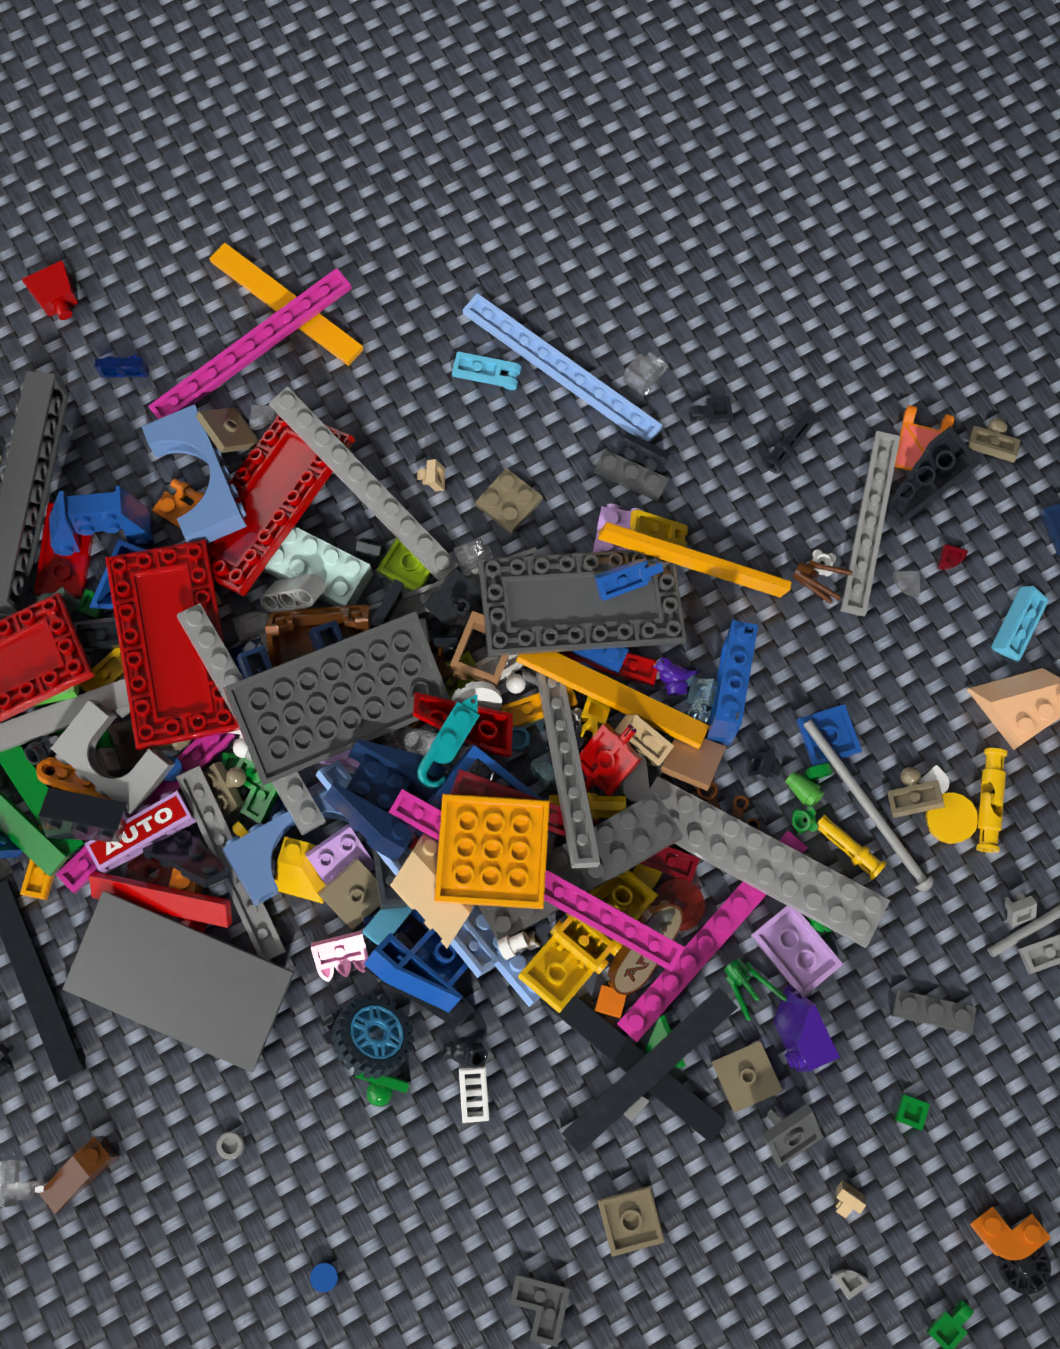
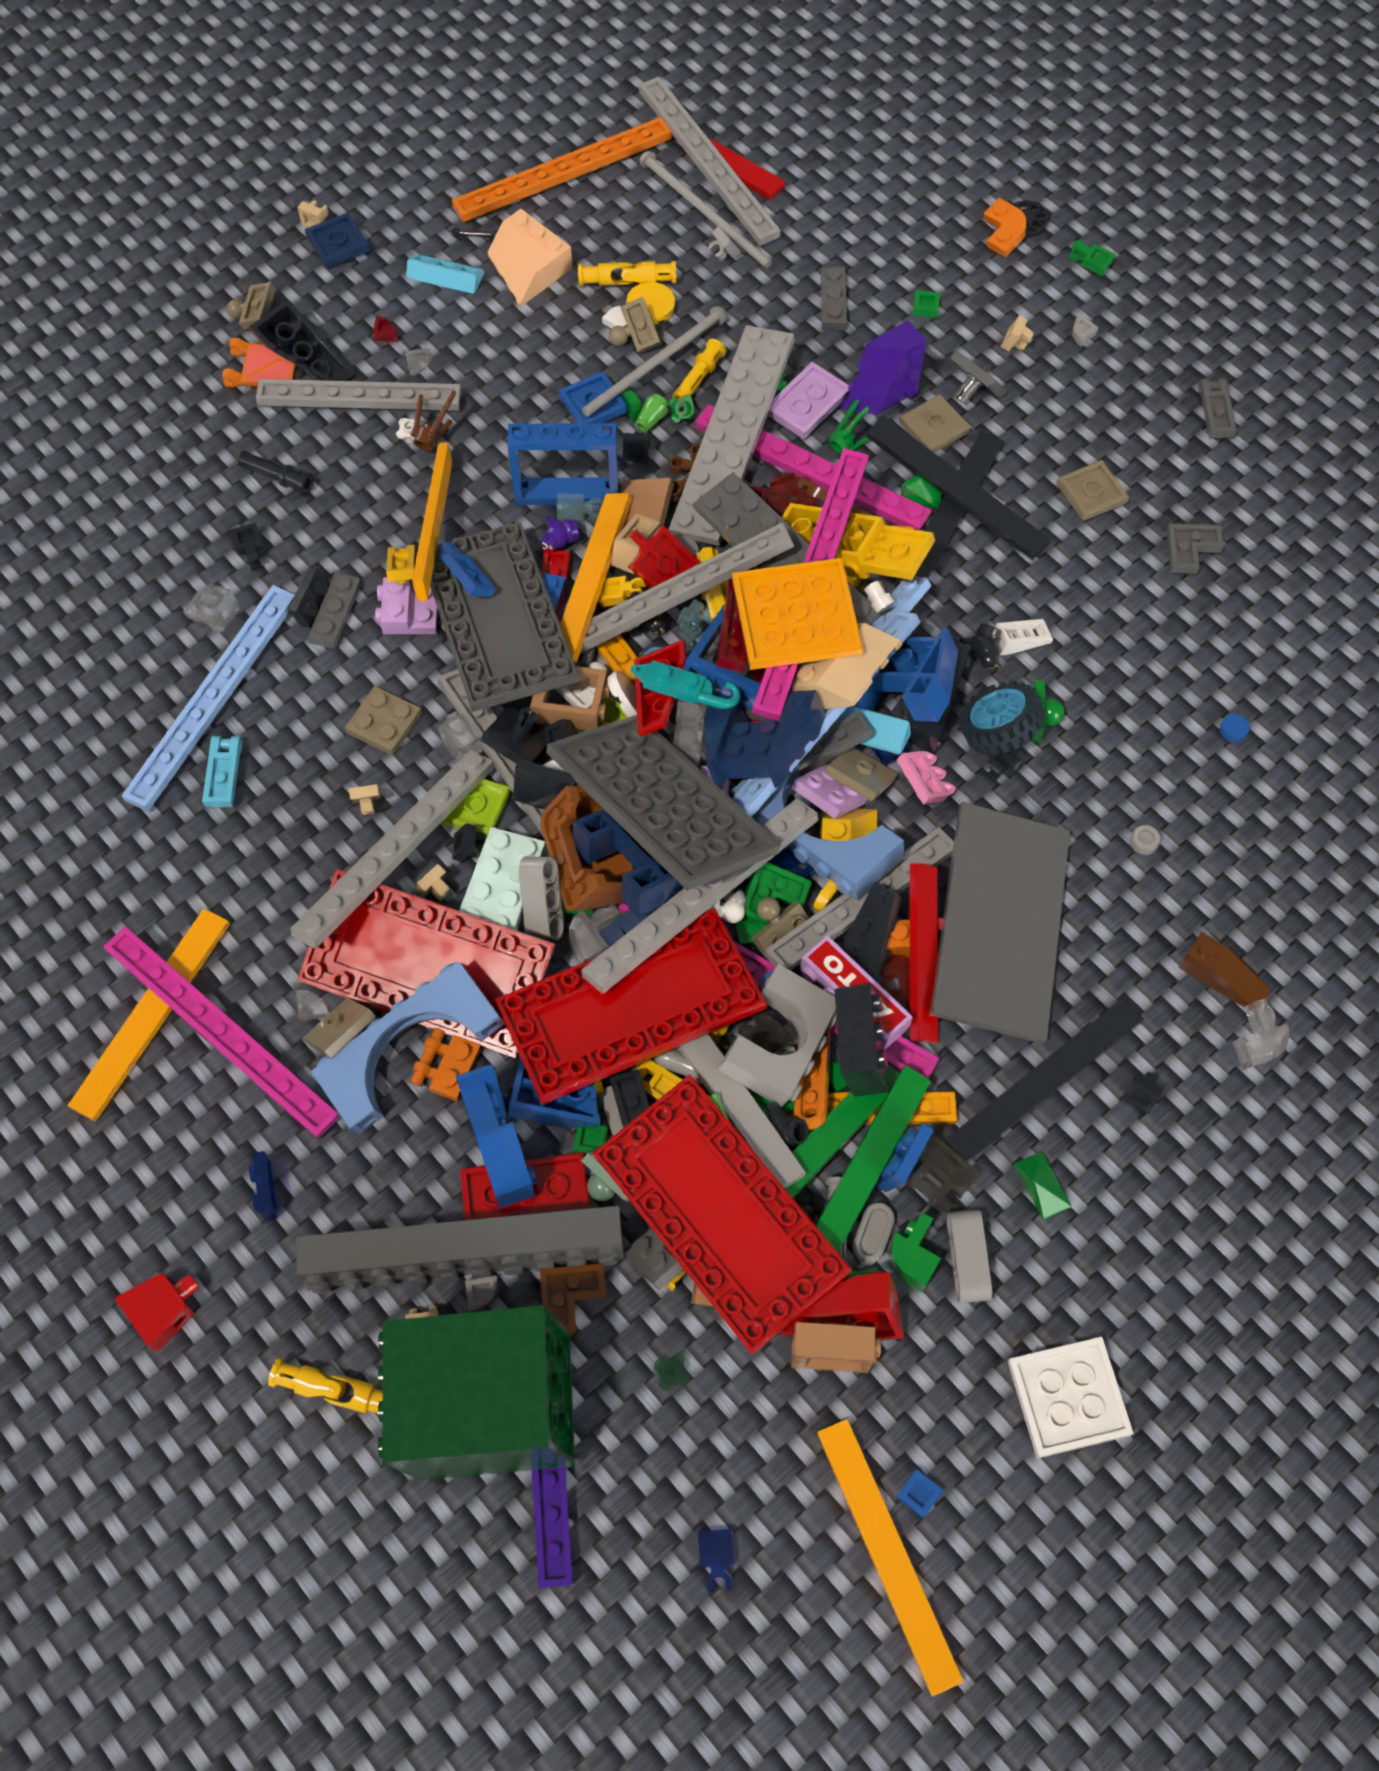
camera: 105 degrees left, 10 degrees down
(338, 517) = (433, 884): none -> tan tile

